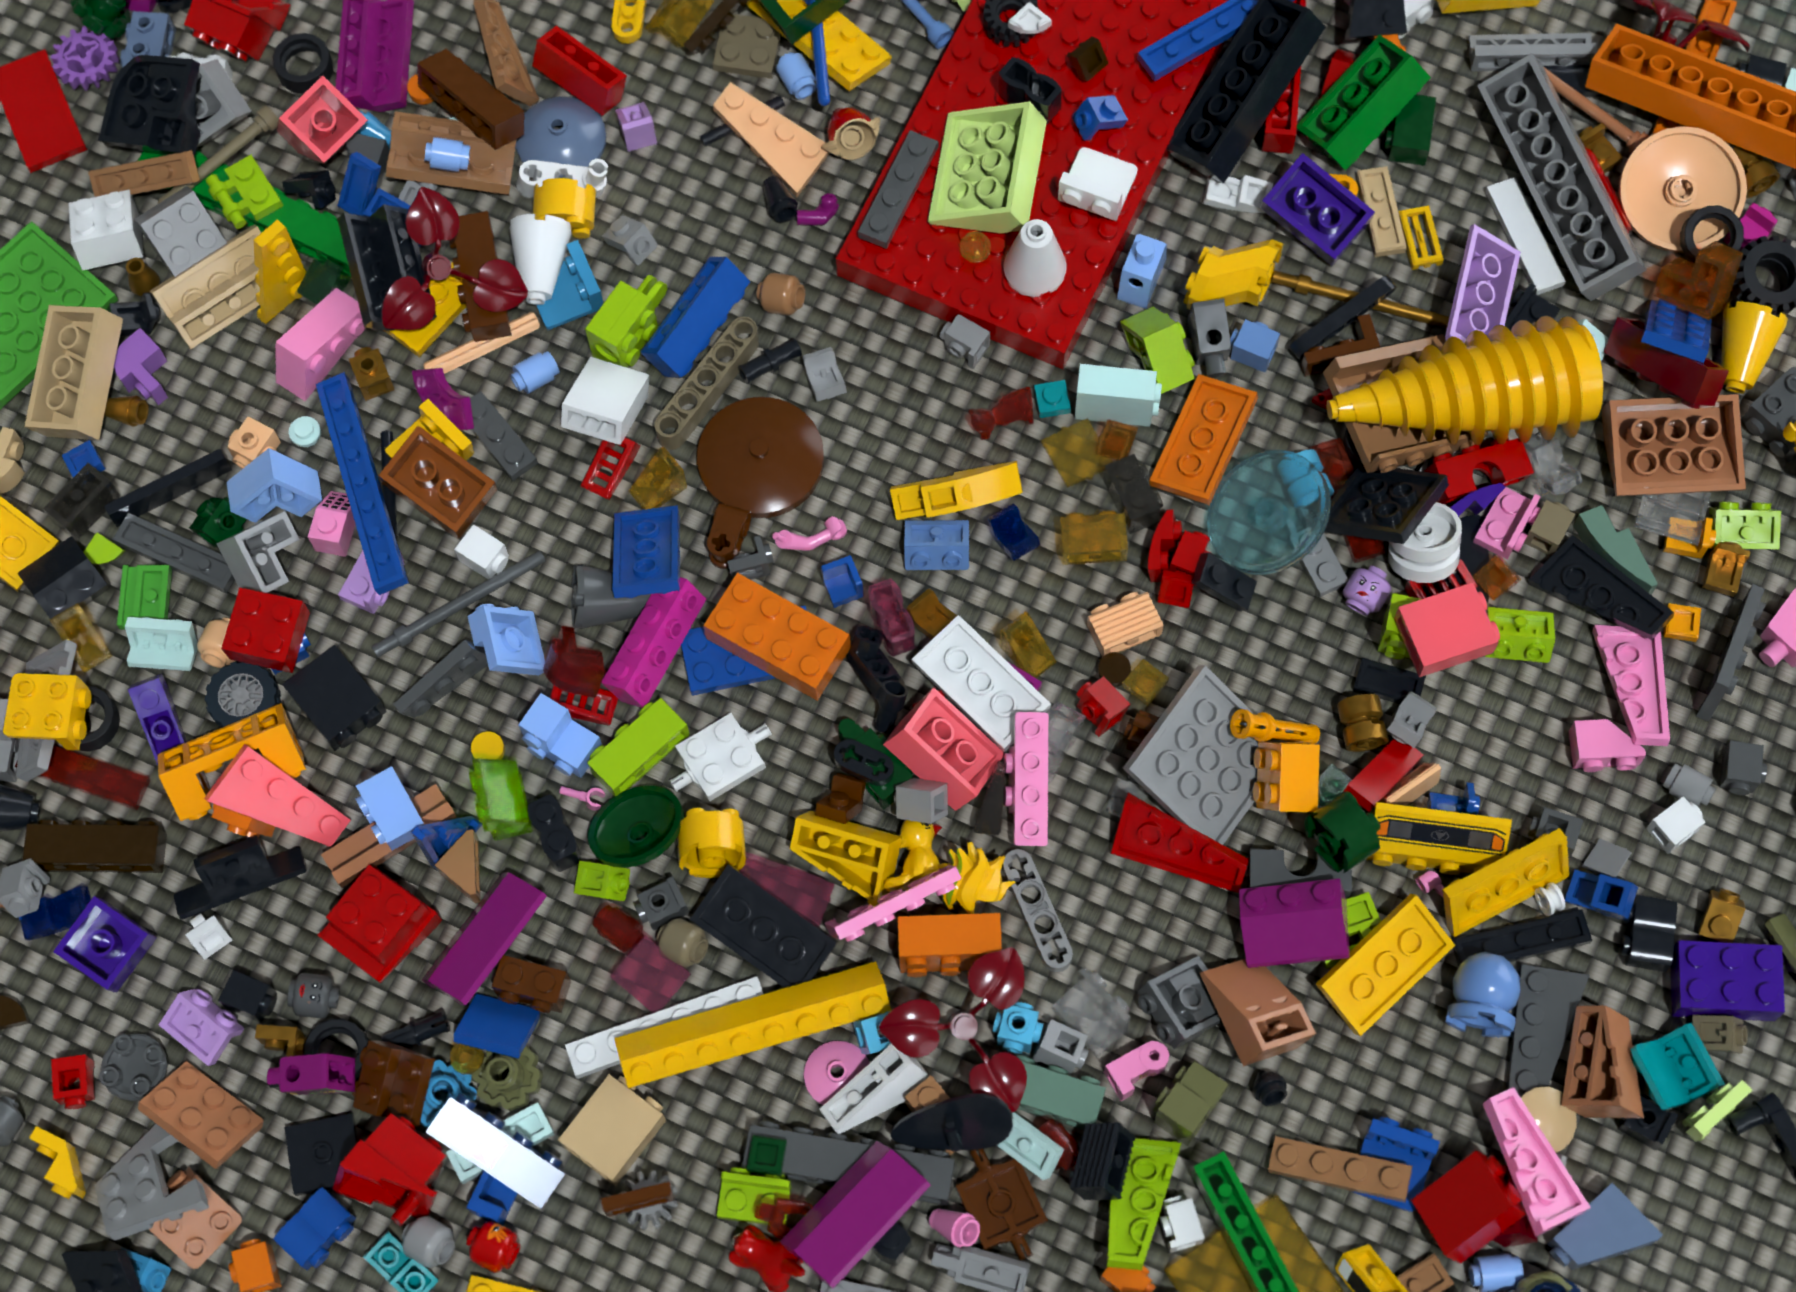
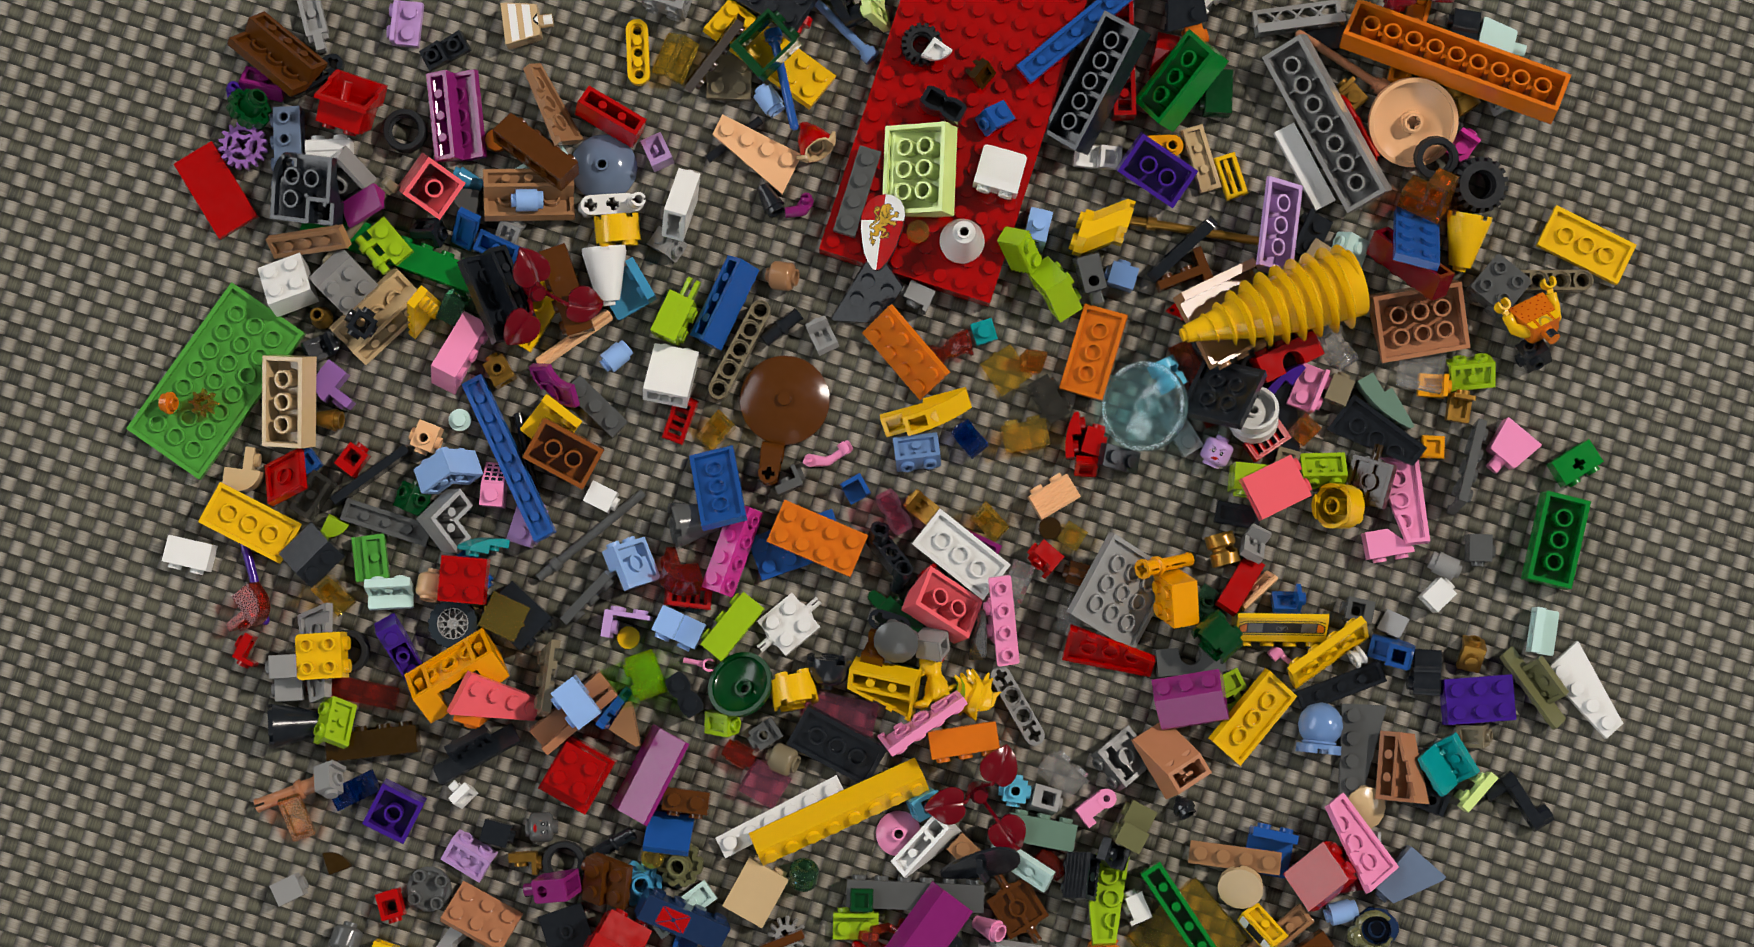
camera: 15 degrees left, 15 degrees up
(45, 805) = (335, 722): none -> lime bracket
(48, 472) = (285, 476): none -> red tile
(147, 462) = (345, 461): none -> red brick
(192, 272) = (367, 329): none -> black brick
(225, 133) = (363, 204): none -> magenta slope
(306, 591) = (483, 545): none -> teal slope
(314, 691) = (504, 616): none -> clear yellow piece
(364, 761) = (543, 679): none -> dark tan wing
(474, 706) = (611, 626): none -> lavender bracket
(654, 182) = (680, 204): none -> white brick
(686, 1111) = (803, 874): none -> clear green head
(766, 821) = (828, 669): none -> black cylinder
(869, 786) = (896, 641): none -> dark grey dish
(899, 324) = (868, 295): none -> black wing
(924, 234) = (881, 229): none -> shield
(938, 407) = (906, 352): none -> orange plate
(1114, 288) = (1019, 250): none -> lime brick
(1117, 395) = (1030, 329): light aqua brick -> none
(1151, 1137) = (1113, 855): none -> black bracket
(1344, 1213) = (1240, 887): none -> tan tile
(1538, 679) = (1338, 506): none -> yellow brick
(1586, 652) = (1372, 477): none -> dark brown plate

